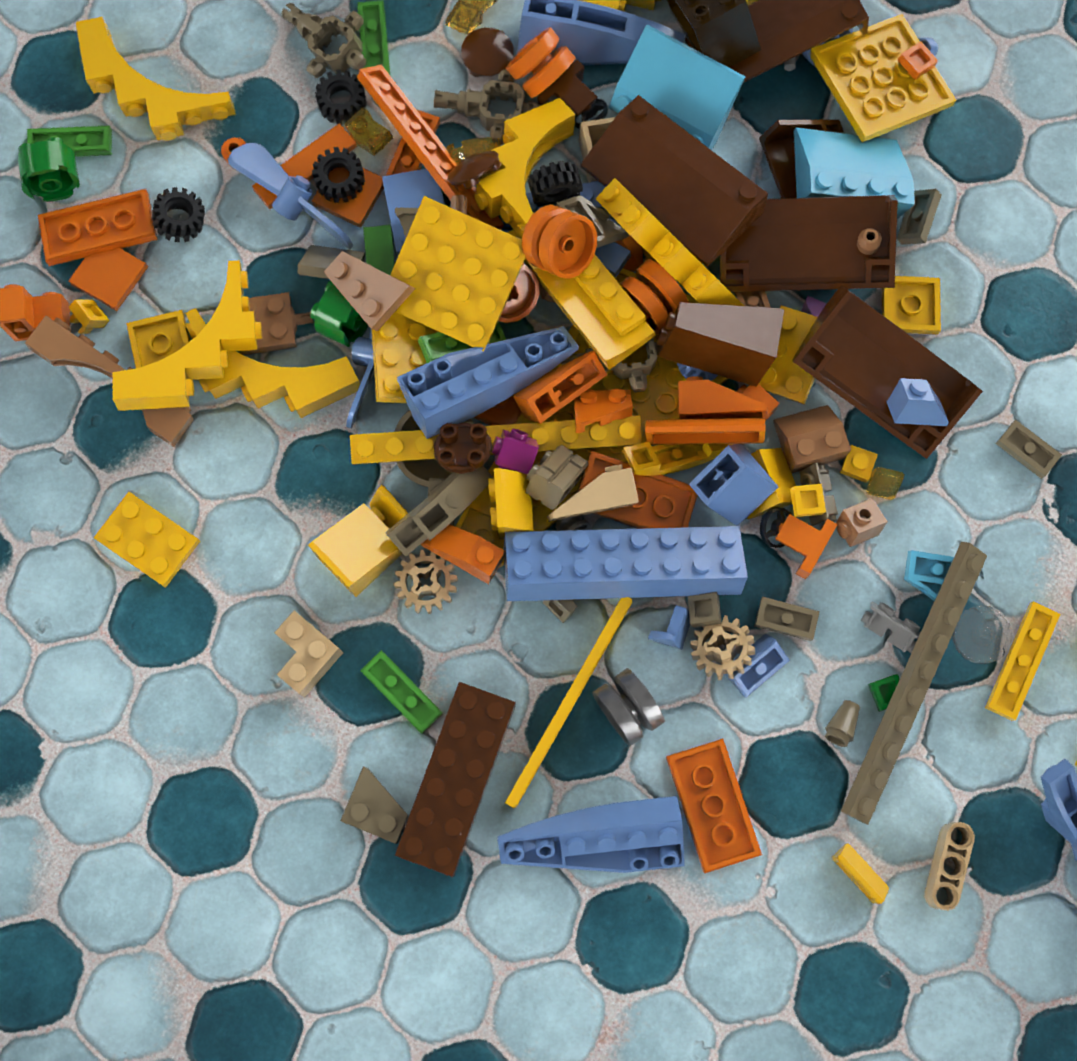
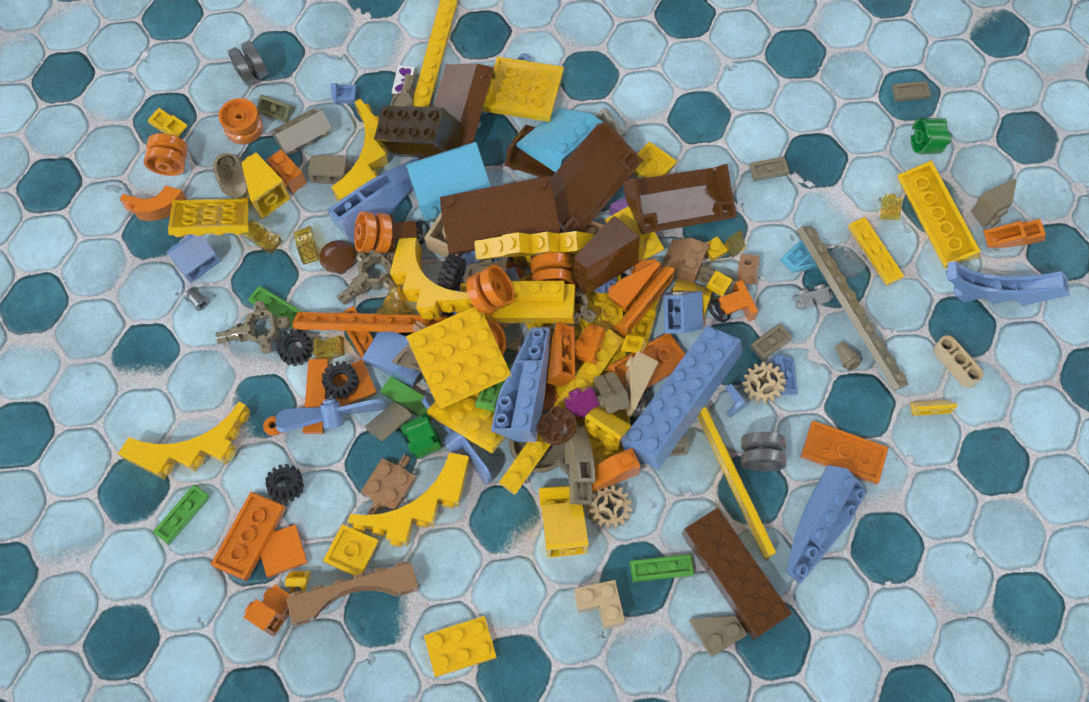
camera: 50 degrees left, 10 degrees down
(48, 169) = (191, 536): green brick -> none
(204, 357) = (388, 526): yellow arch -> none
(367, 289) = (428, 407): medium nougat wing -> none
(471, 168) = (407, 304): reddish brown dish -> none
(704, 609) = (737, 376): dark tan tile -> none
(869, 246) = (611, 155): medium nougat hose -> none
(883, 691) = (844, 325): green tile -> none
(916, 403) = (708, 197): medium blue slope -> none
(917, 60) = (530, 66): orange plate -> none

